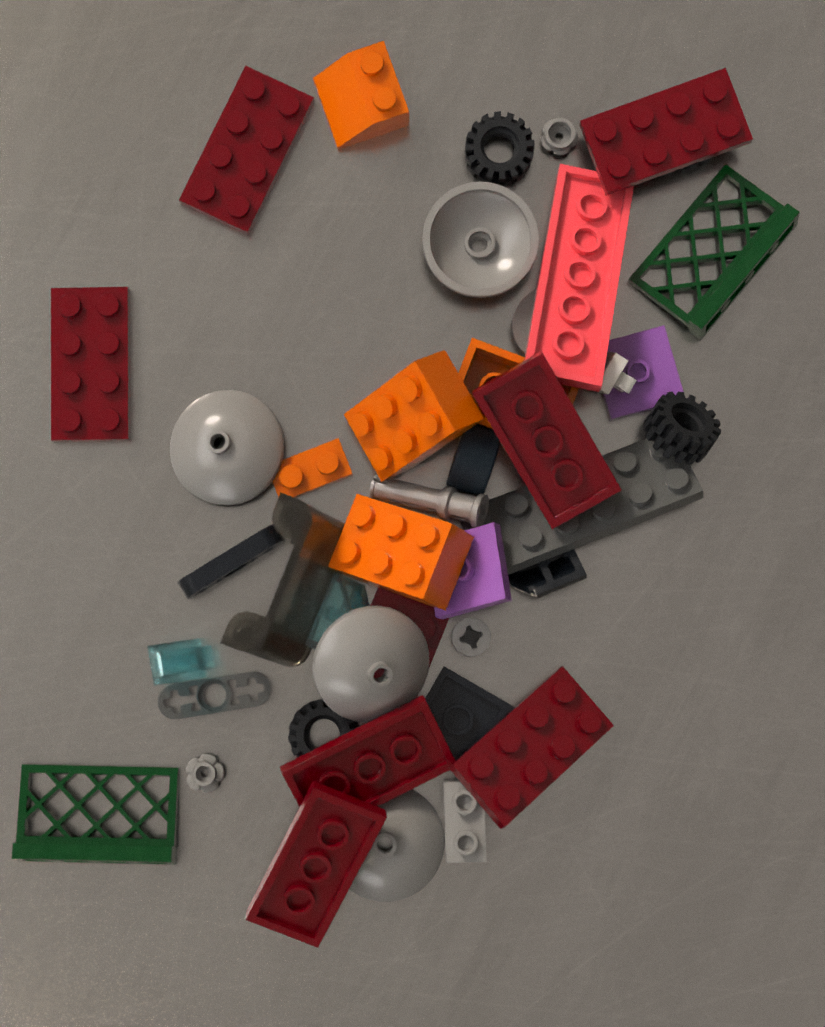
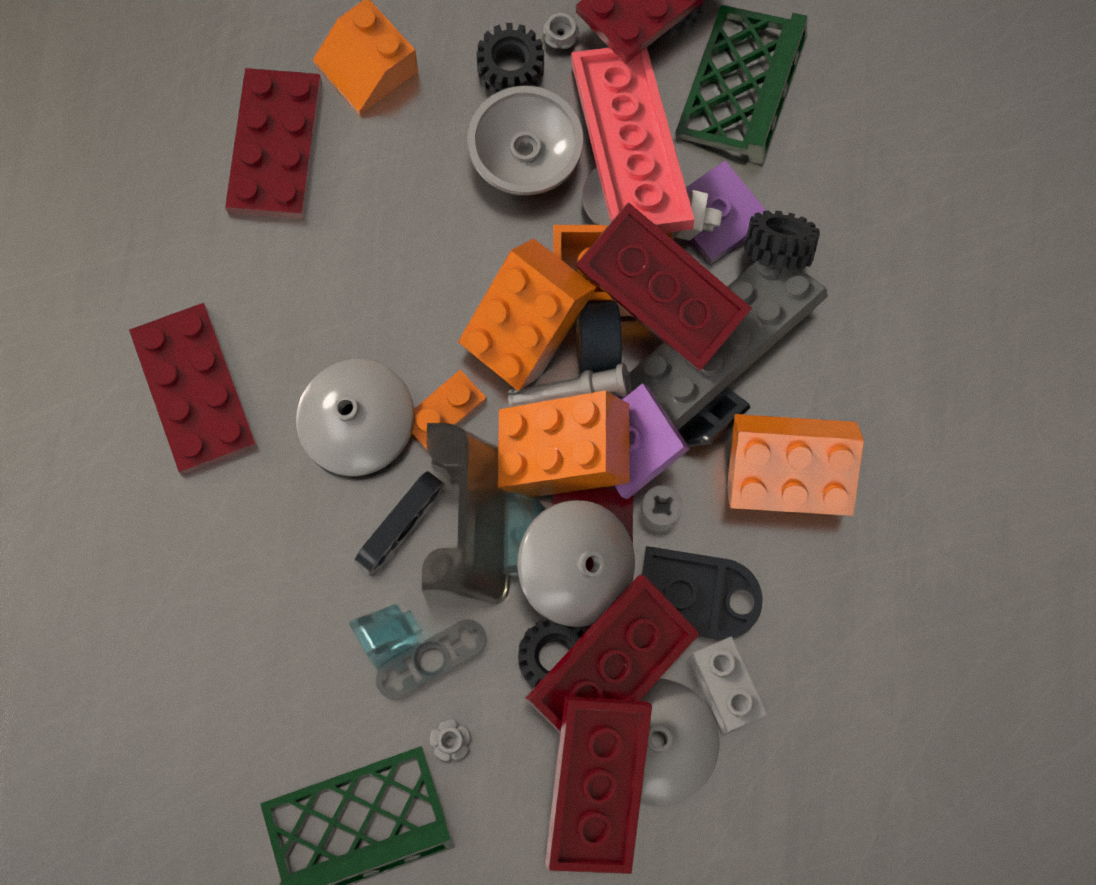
camera: 25 degrees left, 10 degrees down
(531, 747) = (763, 590): dark red plate -> none
(604, 646) = (794, 464): none -> orange brick

